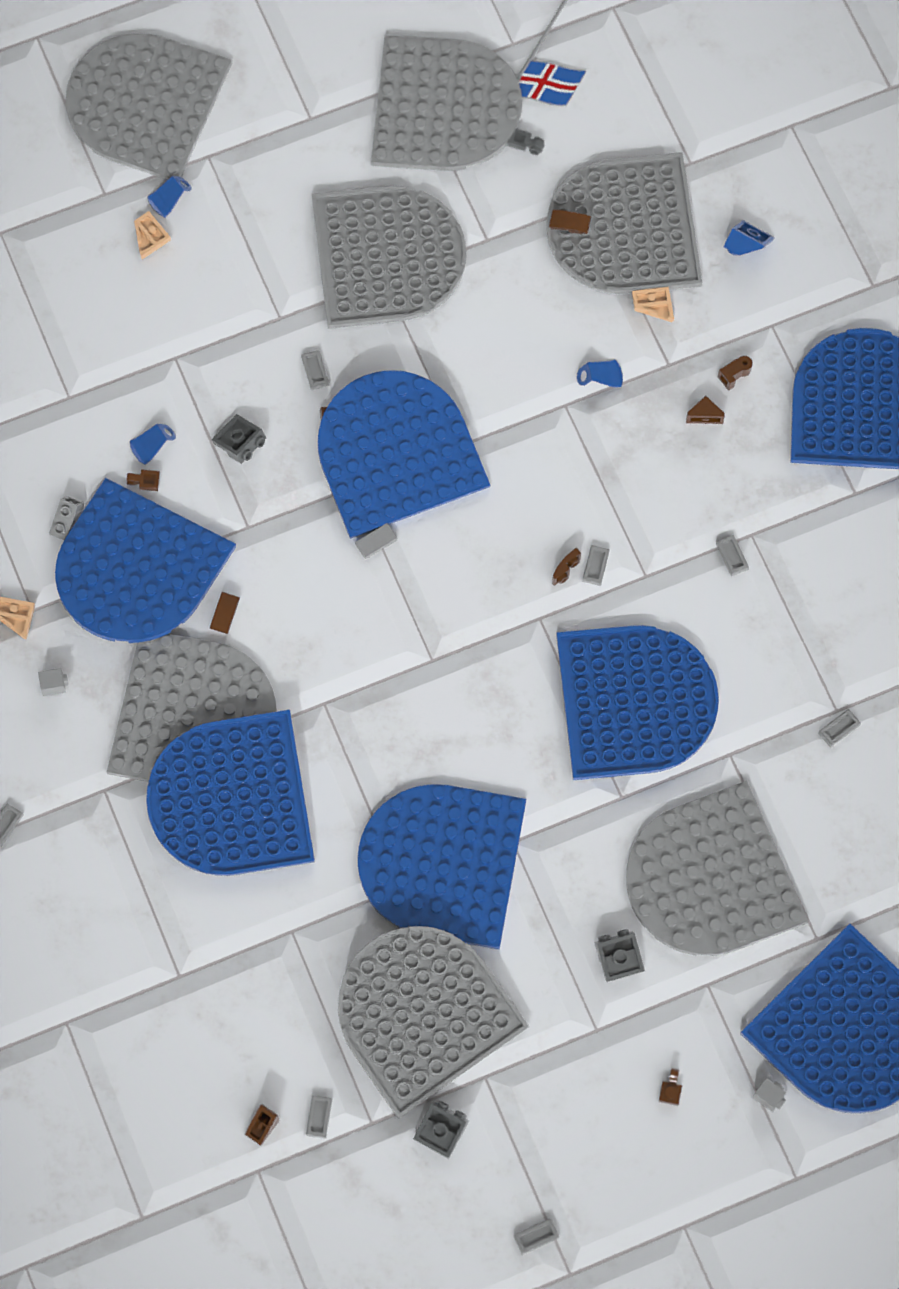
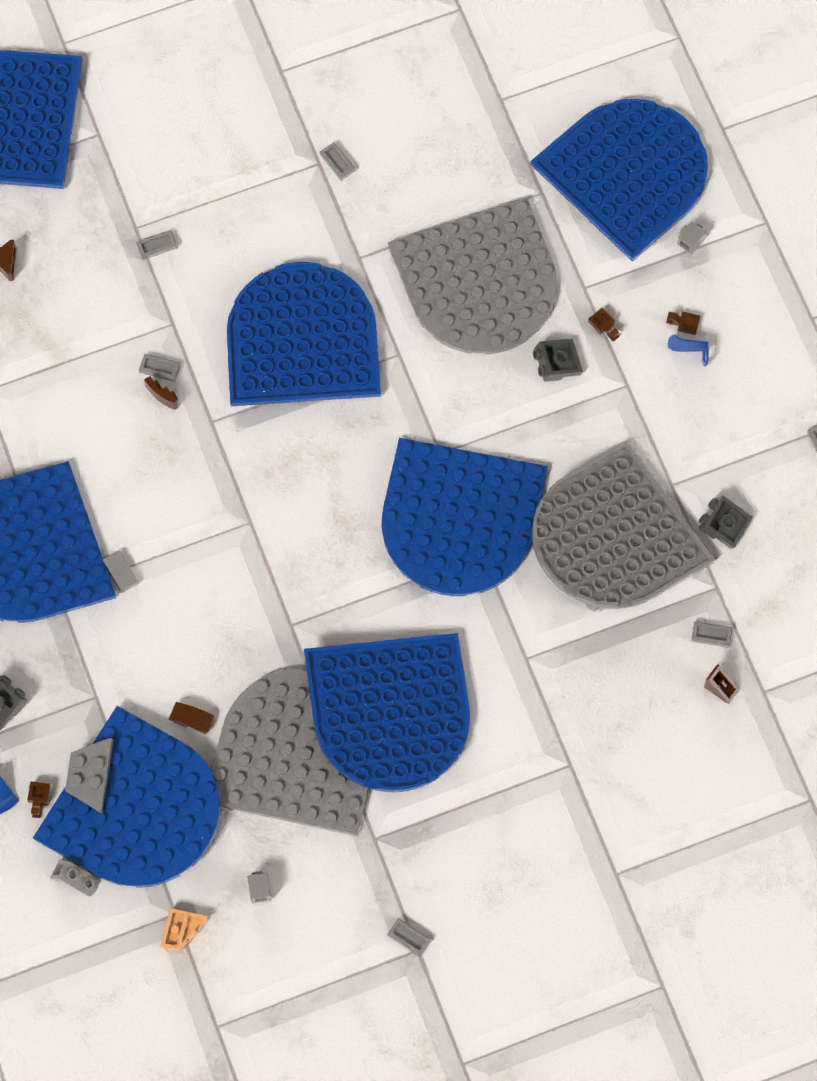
camera: 85 degrees left, 0 degrees up
(163, 521) = (89, 773): none -> light grey wing
(640, 1095) = (683, 345): none -> blue piece
(665, 1002) = (603, 322): none -> reddish brown plate

